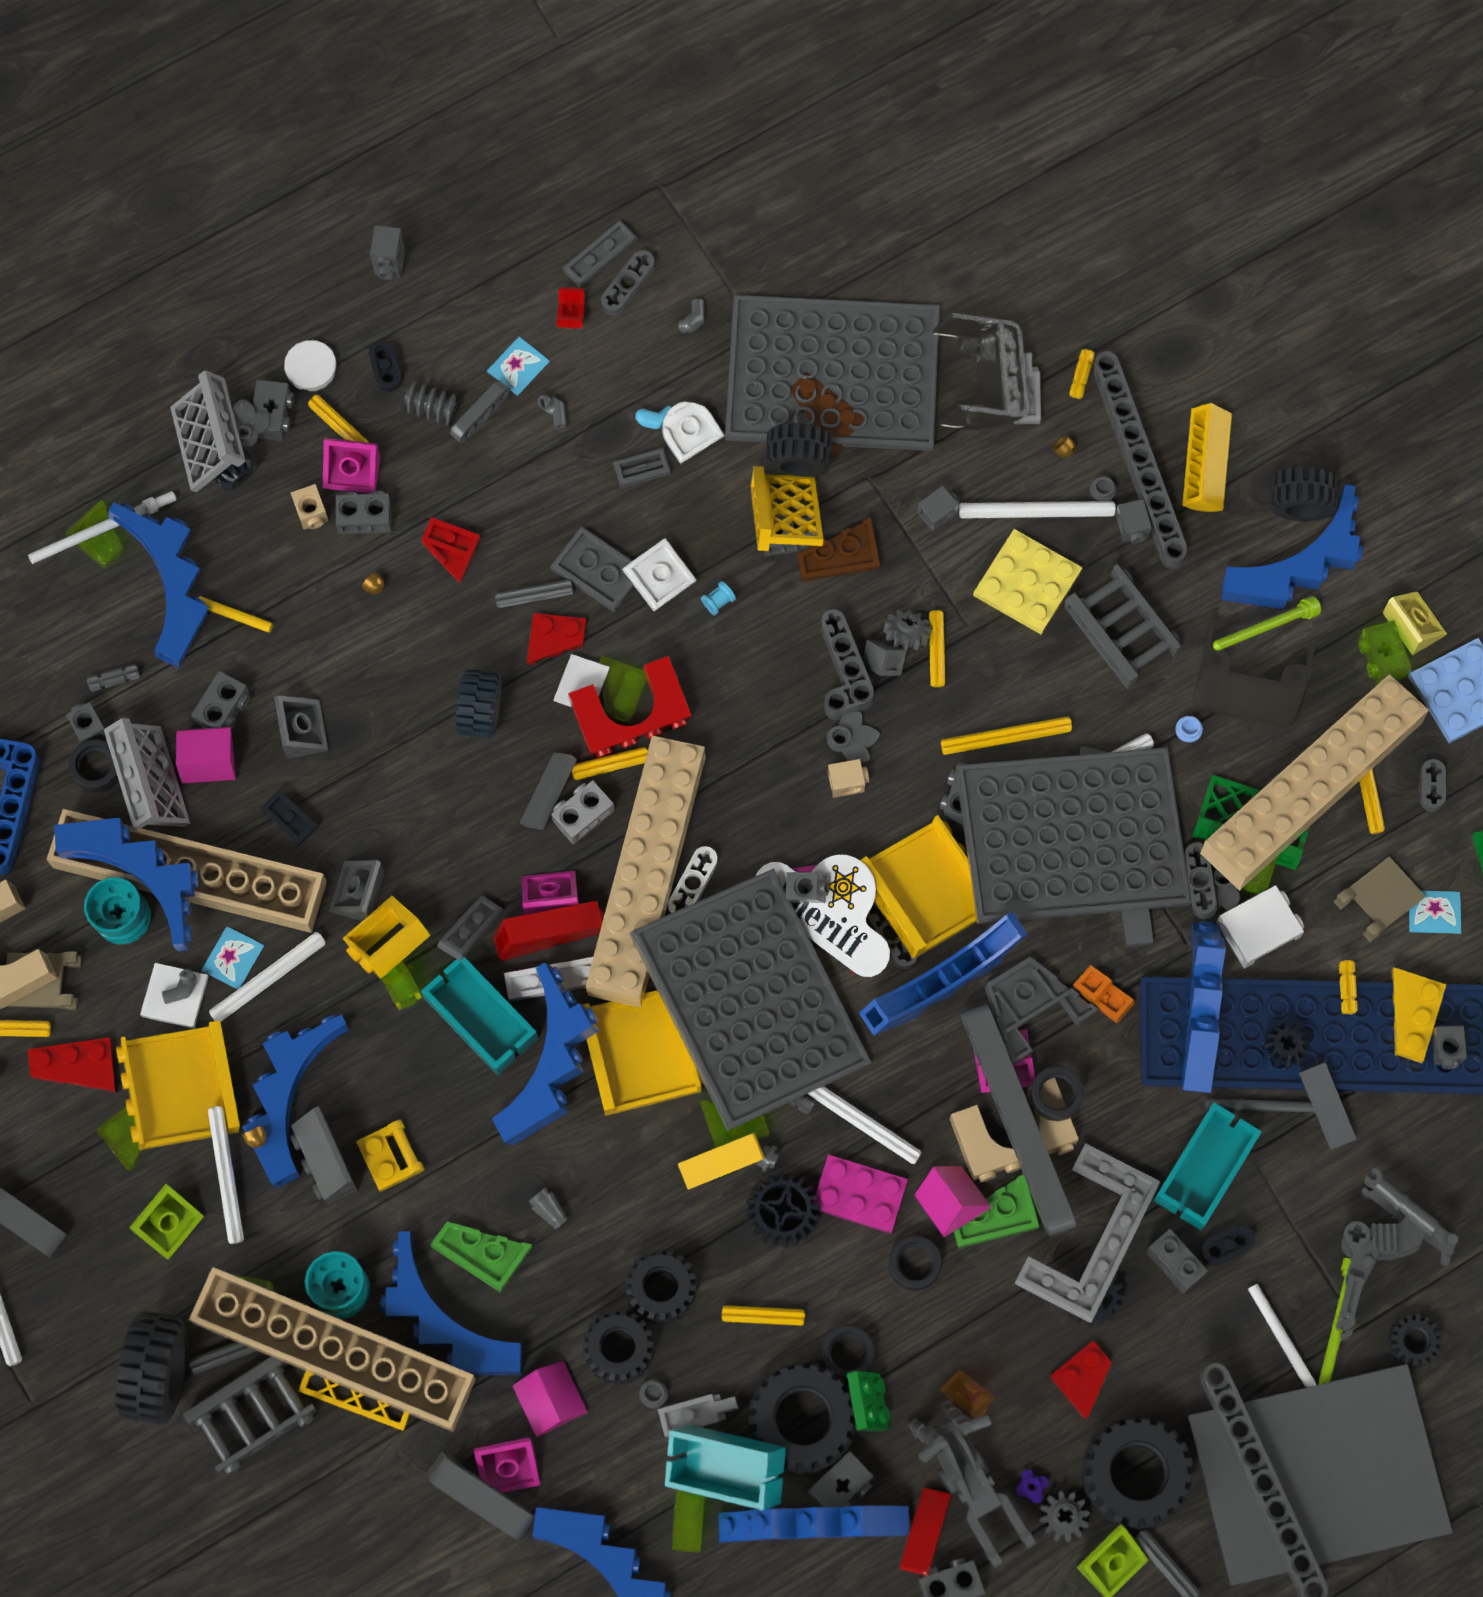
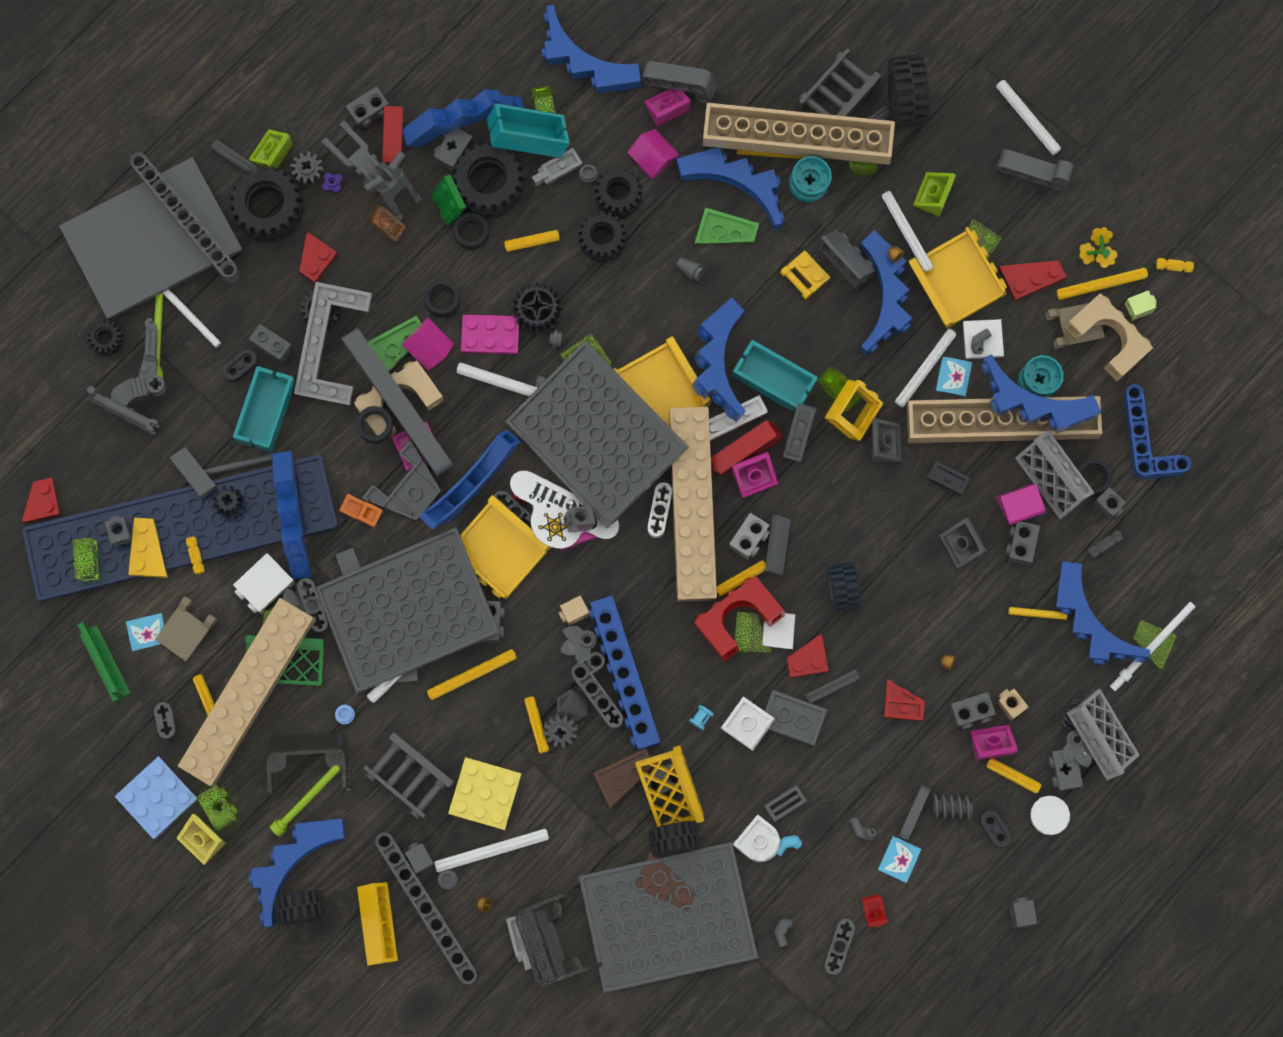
camera: 165 degrees right, 5 degrees up
(600, 254) = (867, 965): dark grey tile -> none
(721, 1161) = (586, 326): yellow tile -> none
(795, 589) = (607, 607): none -> blue brick
(938, 508) = (562, 829): dark grey brick -> none
(1081, 374) = (485, 965): yellow axle -> none

